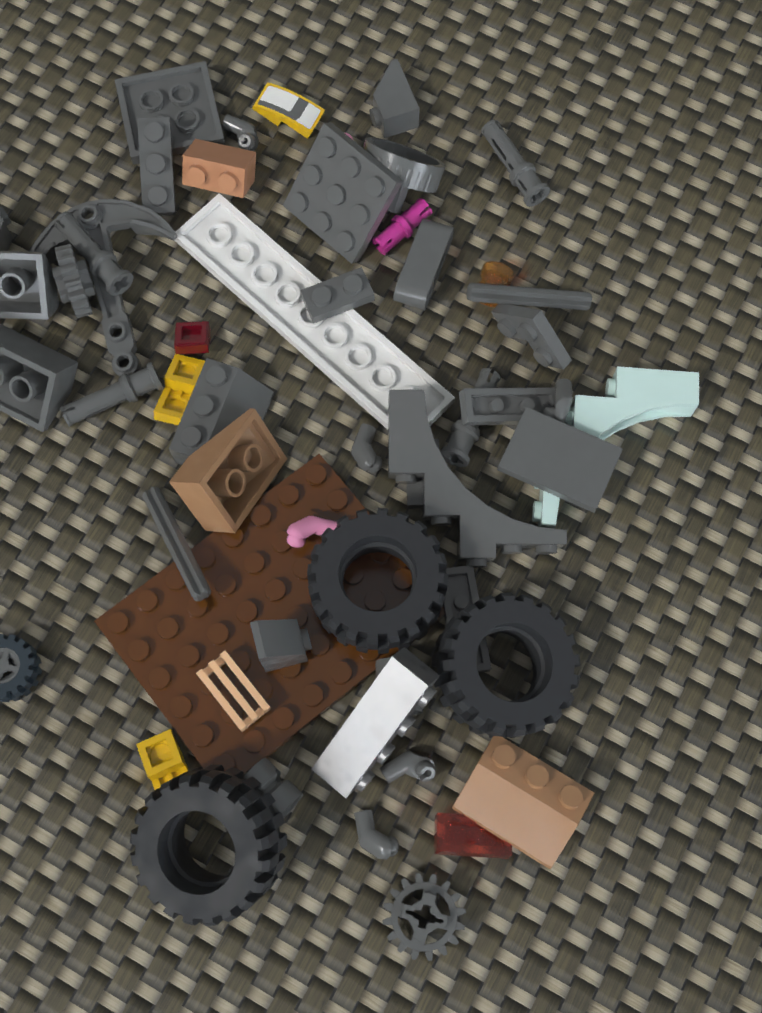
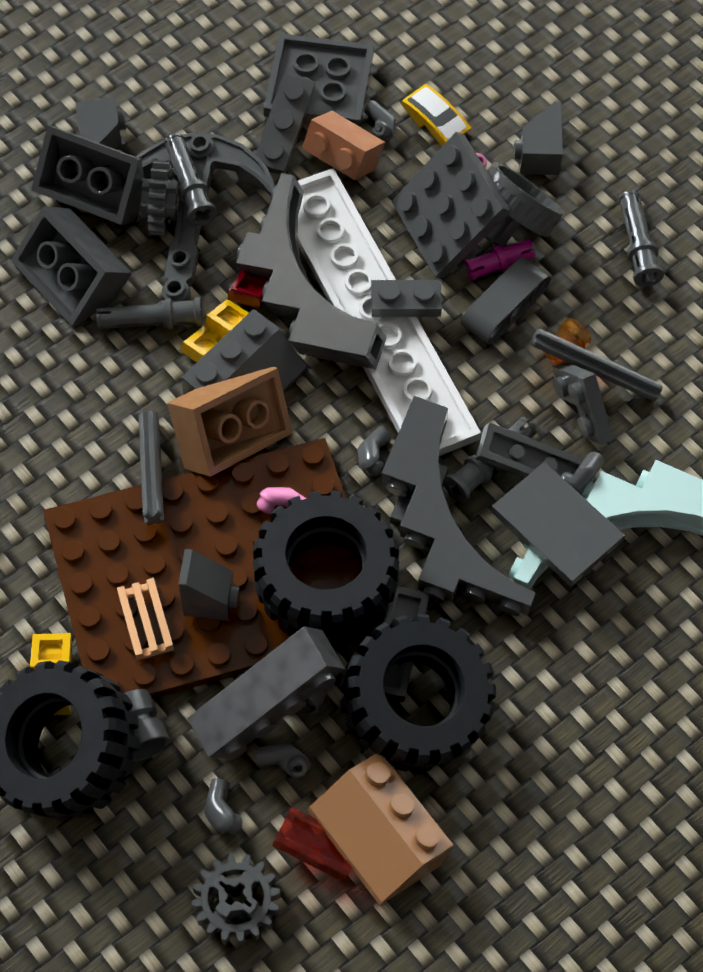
camera: 20 degrees right, 10 degrees down
(201, 297) = (318, 326): none -> dark grey arch

